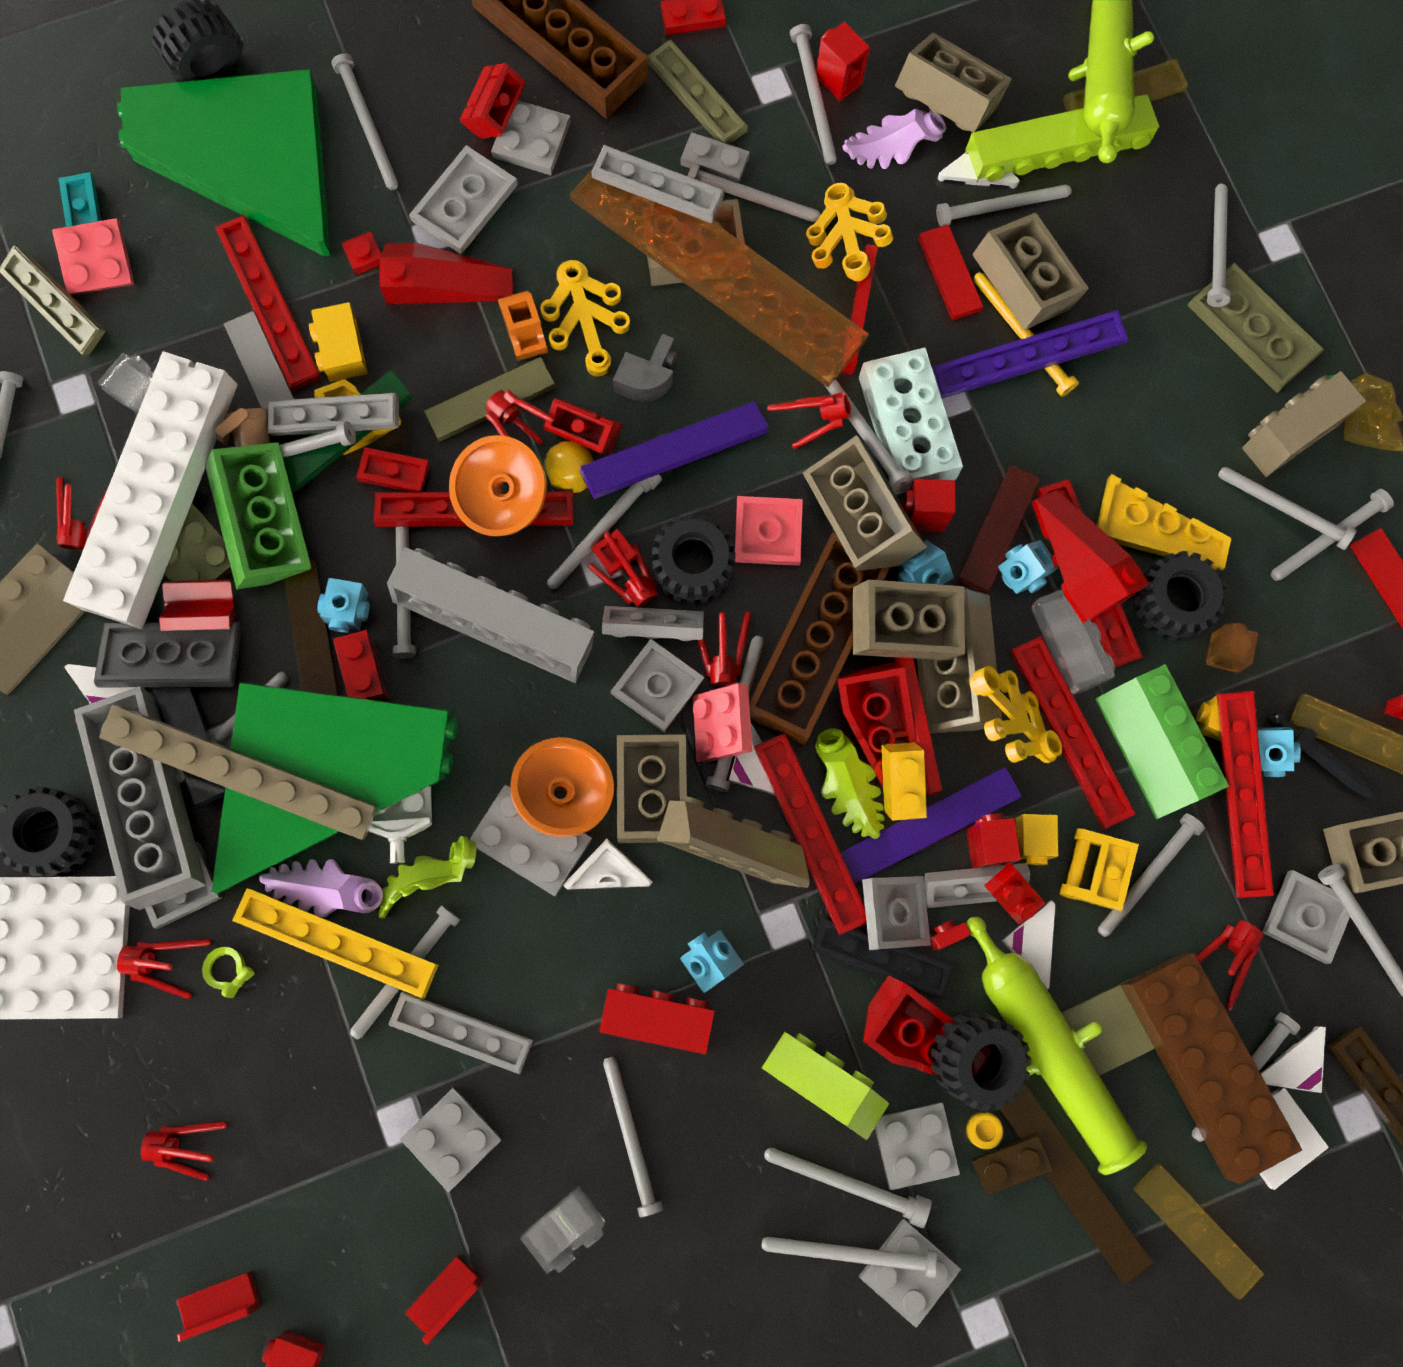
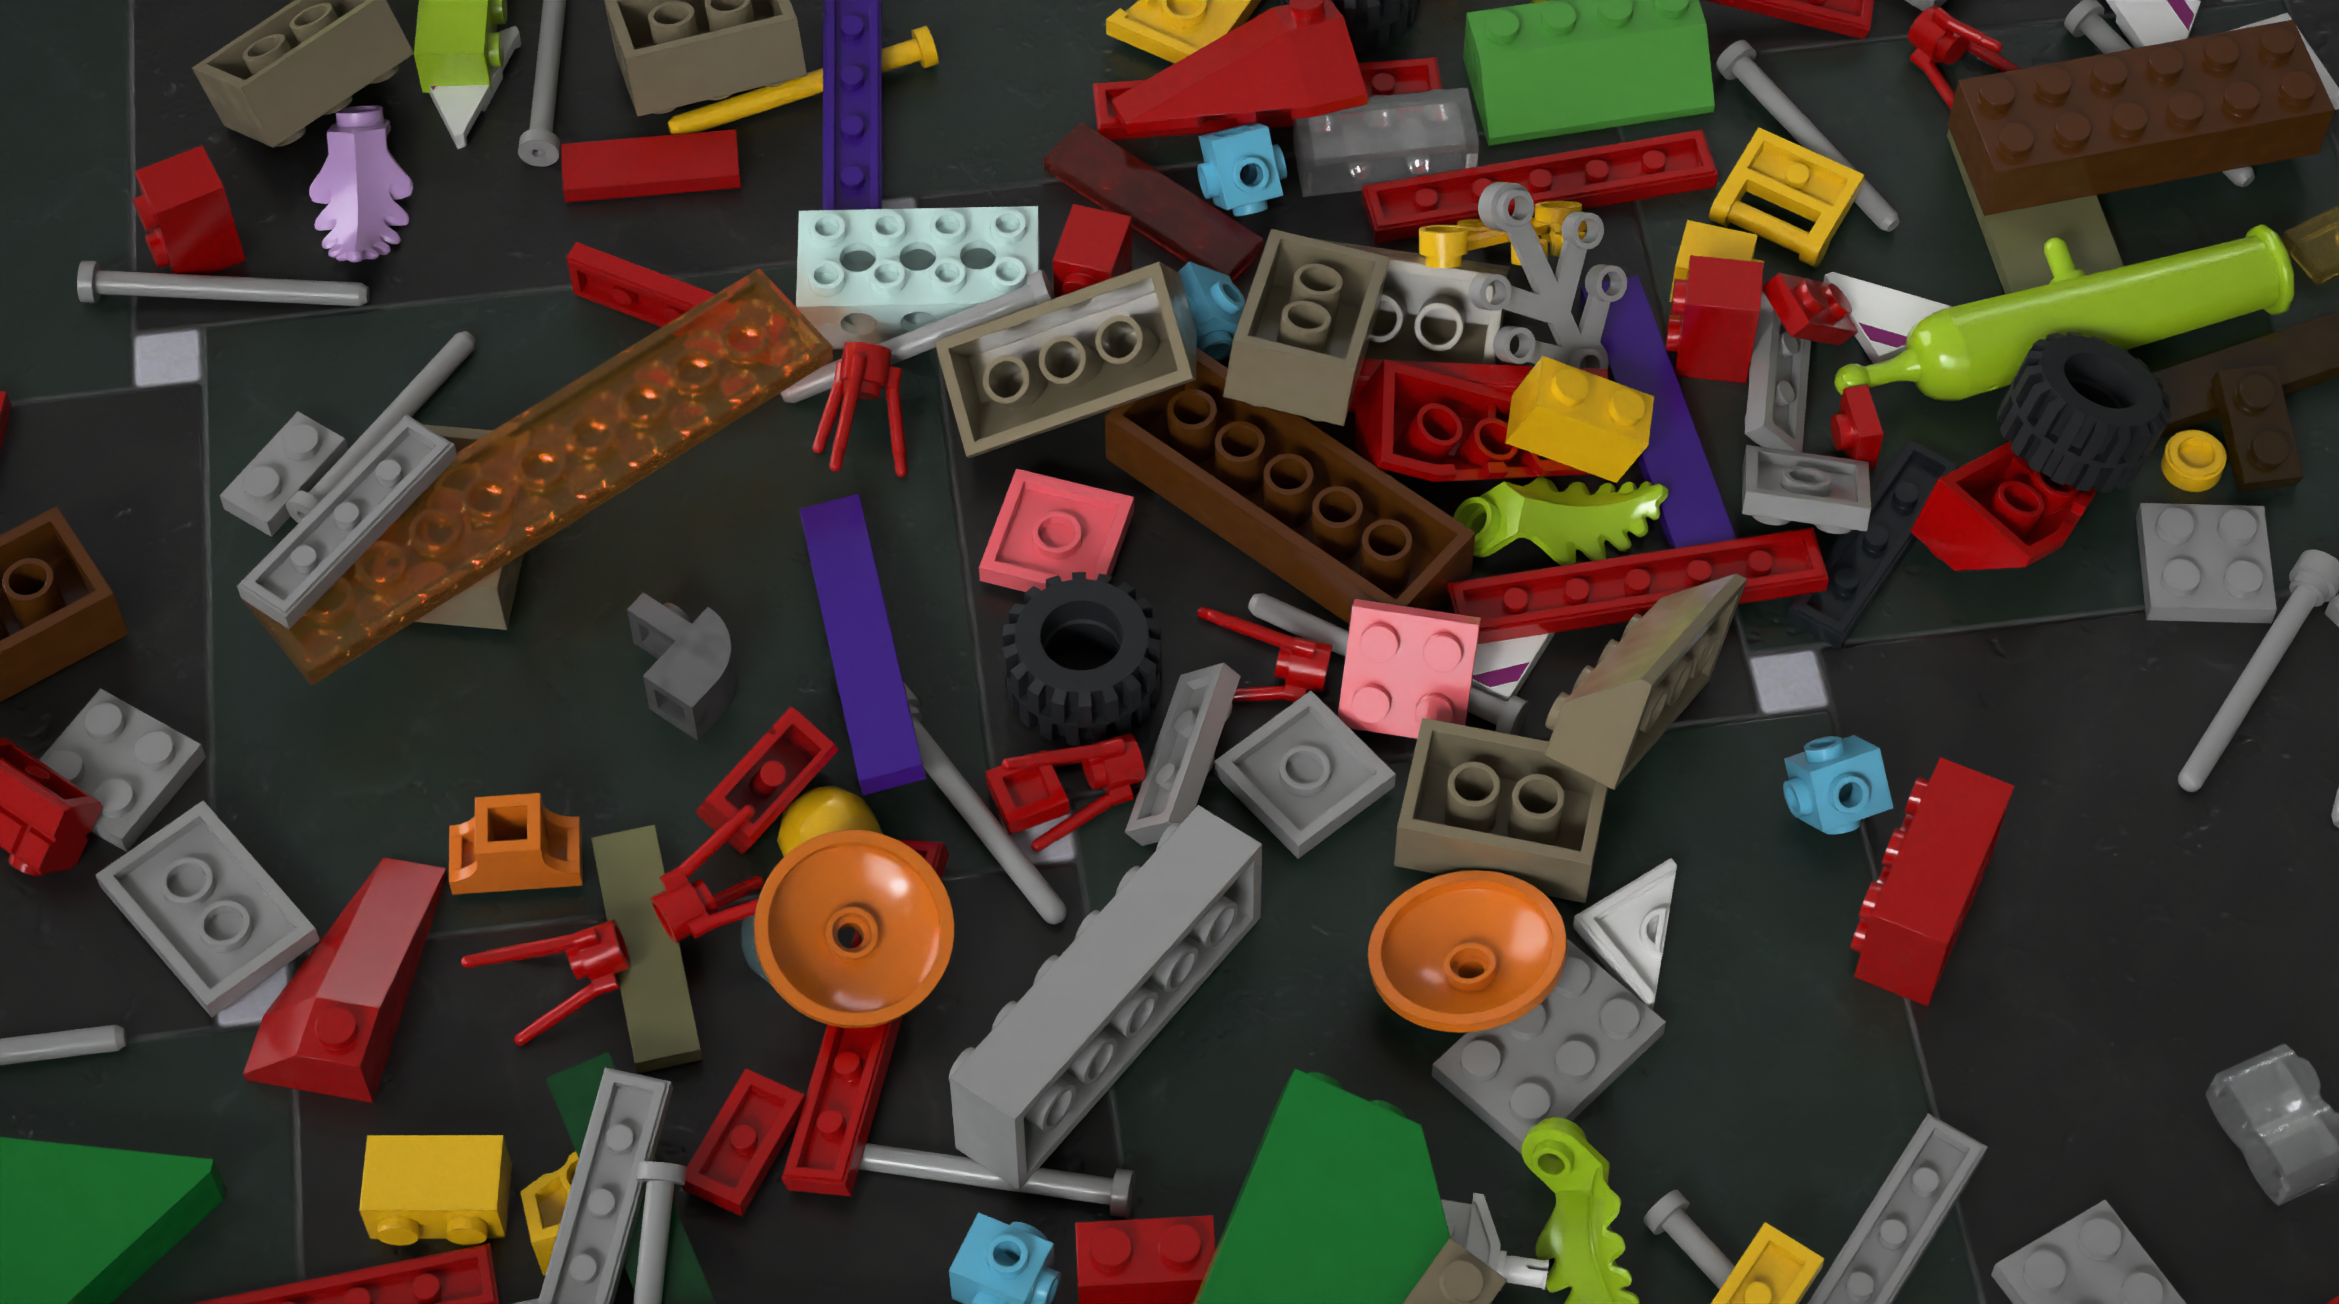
camera: 70 degrees left, 20 degrees down
(362, 253) = (249, 1119): red plate -> none
(471, 375) = (592, 953): none -> red plant
(583, 311) = (524, 746): yellow plant -> none
(649, 1204) = (2256, 982): light grey bar -> none
(696, 93) = (143, 471): olive tile -> none
(826, 1084) = (2083, 649): lime wedge -> none
(838, 201) = (520, 282): yellow plant -> none
(973, 748) = (1552, 293): none -> light grey plant

